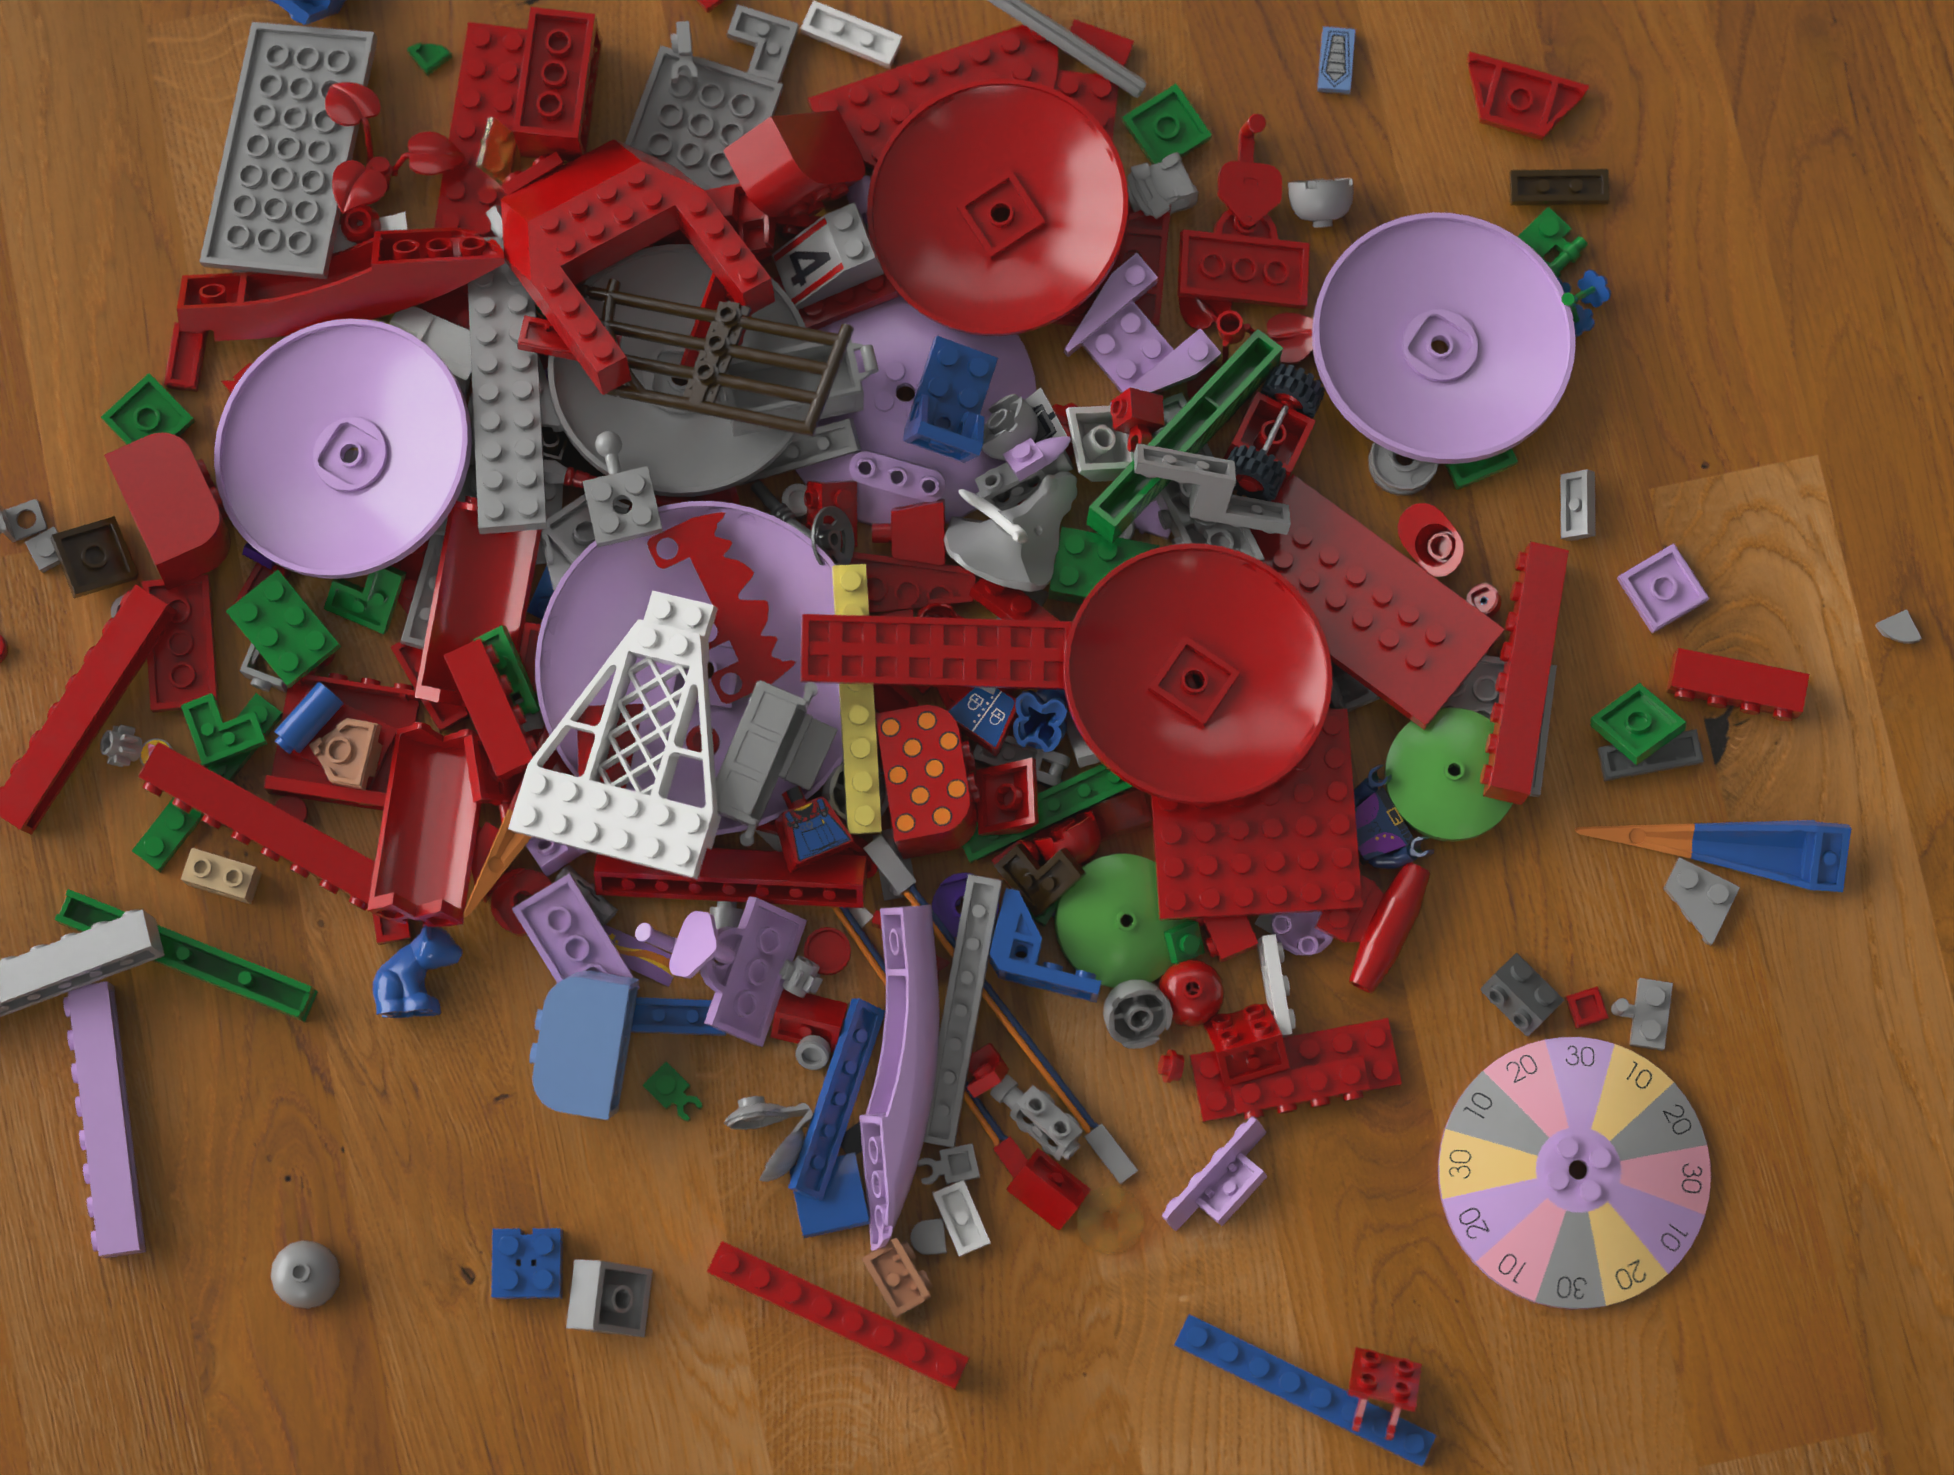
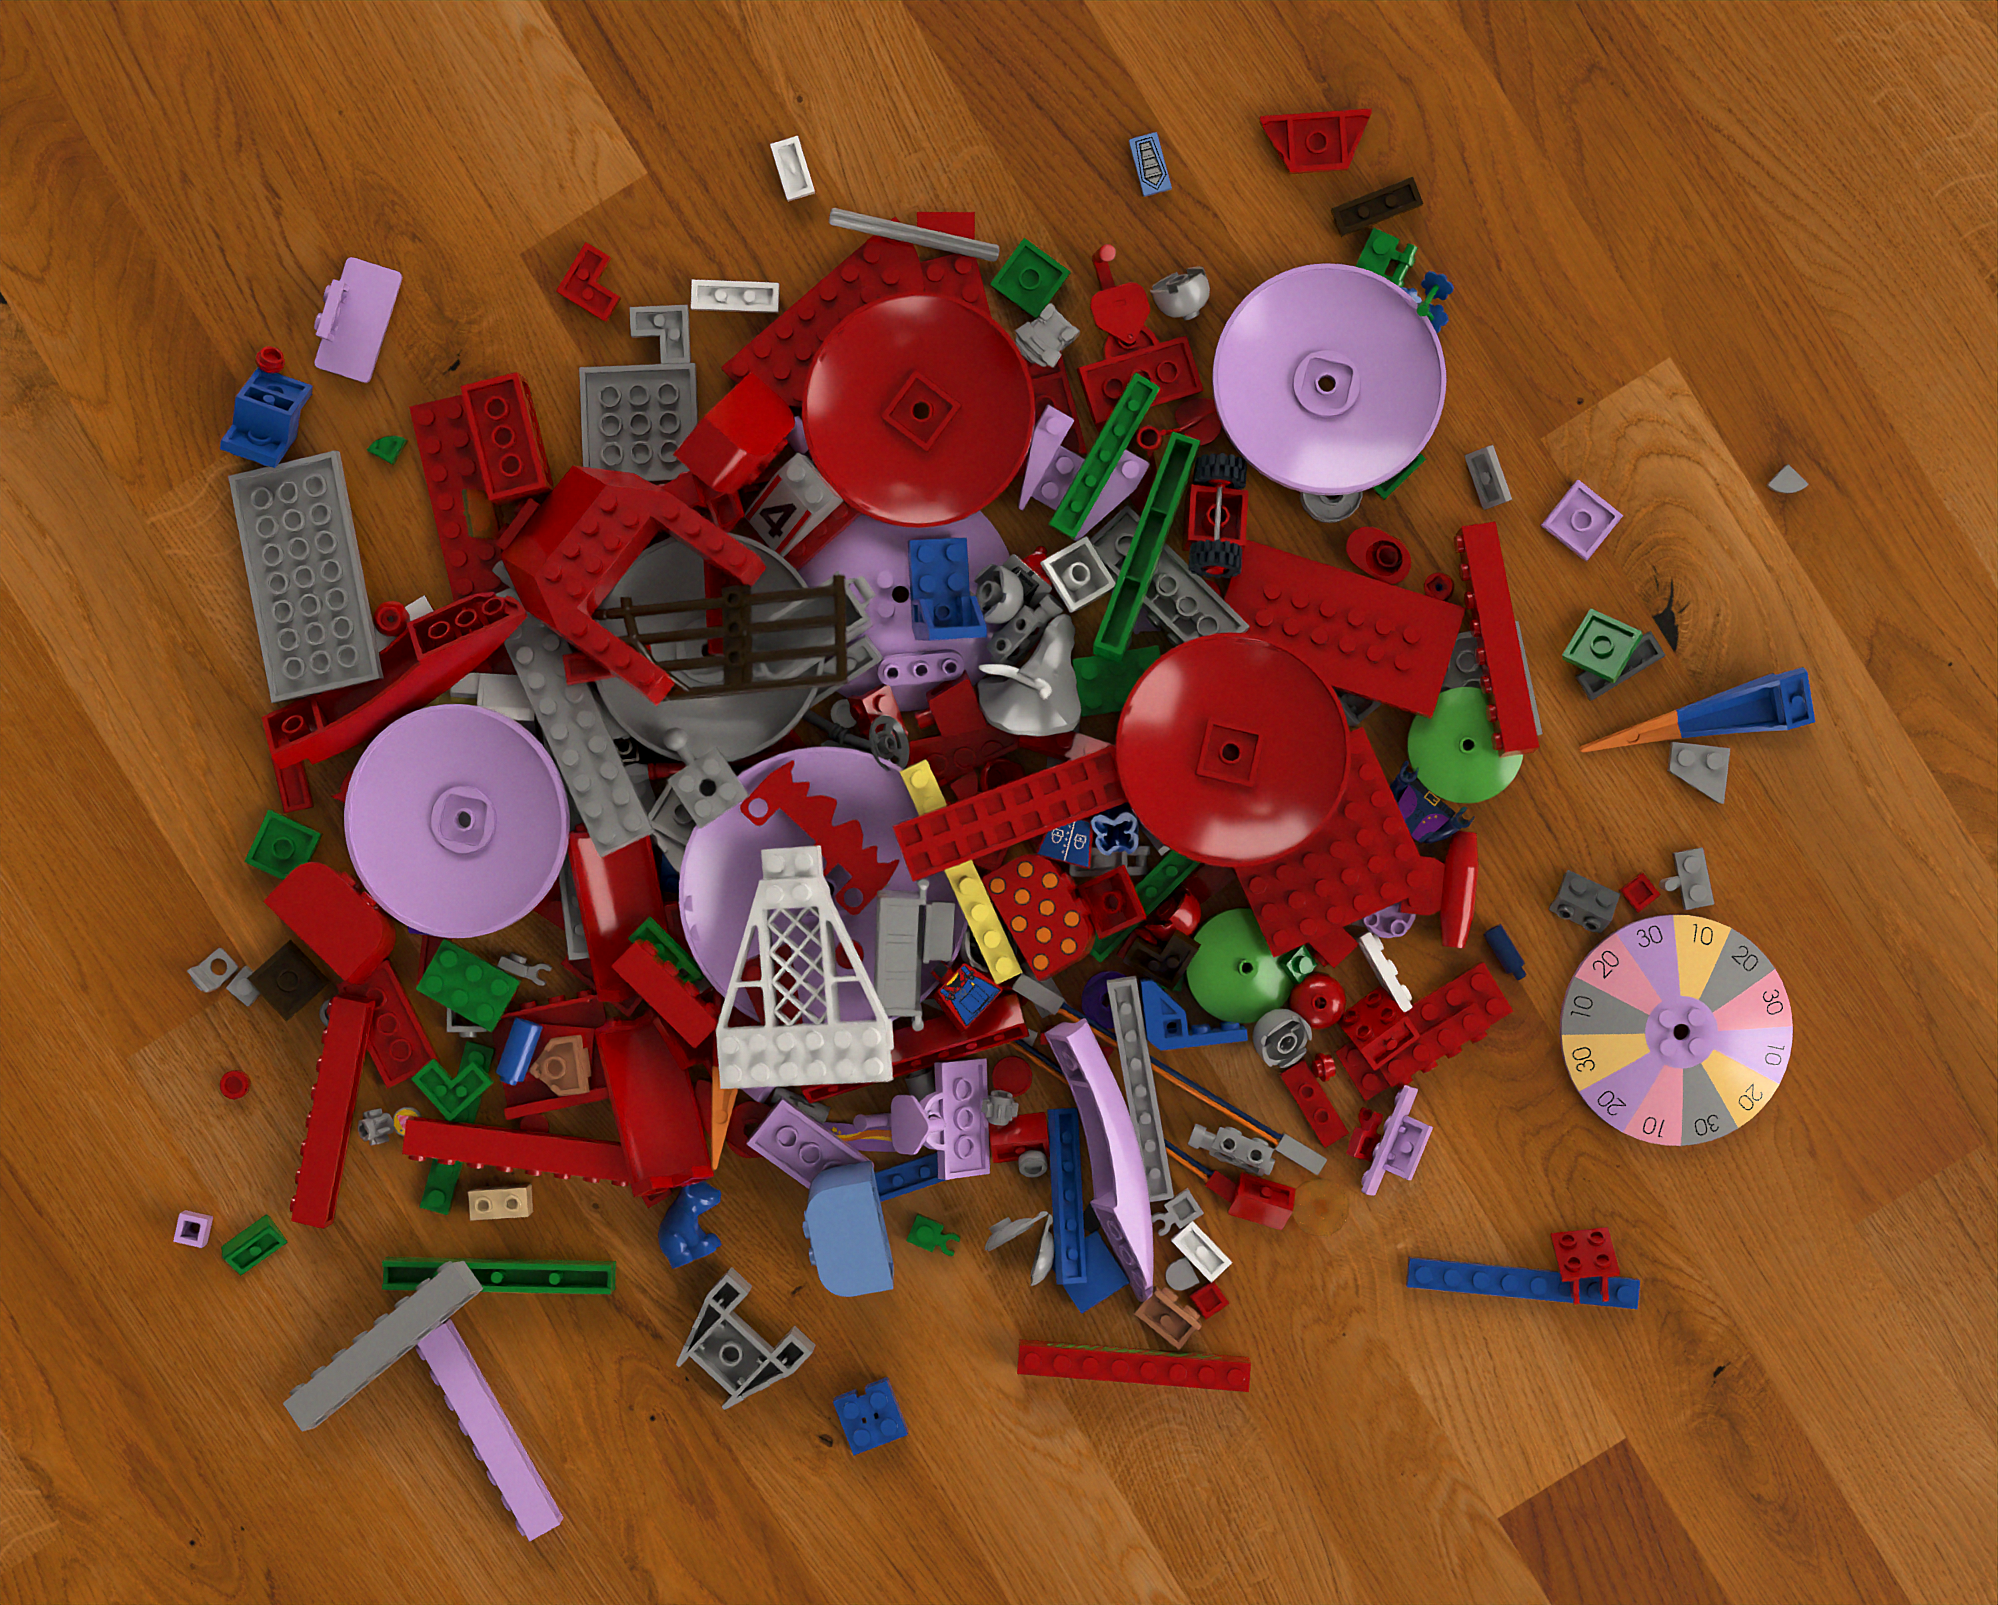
camera: 20 degrees left, 10 degrees up
(305, 1274) = (697, 1489): light grey cylinder -> none
(343, 632) = (517, 965): none -> light grey plate
(360, 185) = (383, 593): red plant -> none
(367, 605) = (528, 936): green plate -> none
(407, 1131) = (733, 1350): none -> light grey wedge
(609, 1298) = (946, 1419): light grey slope -> none
(682, 44) = (598, 362): light grey plate -> none
(950, 1276) = (1209, 1299): none -> red tile
(987, 1069) = (1179, 1128): red bracket -> none
(1031, 456) = (1030, 614): lavender plate -> none
(1137, 414) = (1101, 544): red brick -> none
(1146, 1103) = (1314, 1103): none -> red plate
(1175, 326) = (1104, 456): none -> green plate
(1187, 1160) = (1365, 1138): none -> red plate
(1212, 489) = (1187, 588): light grey bracket -> none
(1416, 1015) = (1505, 951): none -> dark blue cylinder
(1738, 684) = (1671, 579): red brick -> none

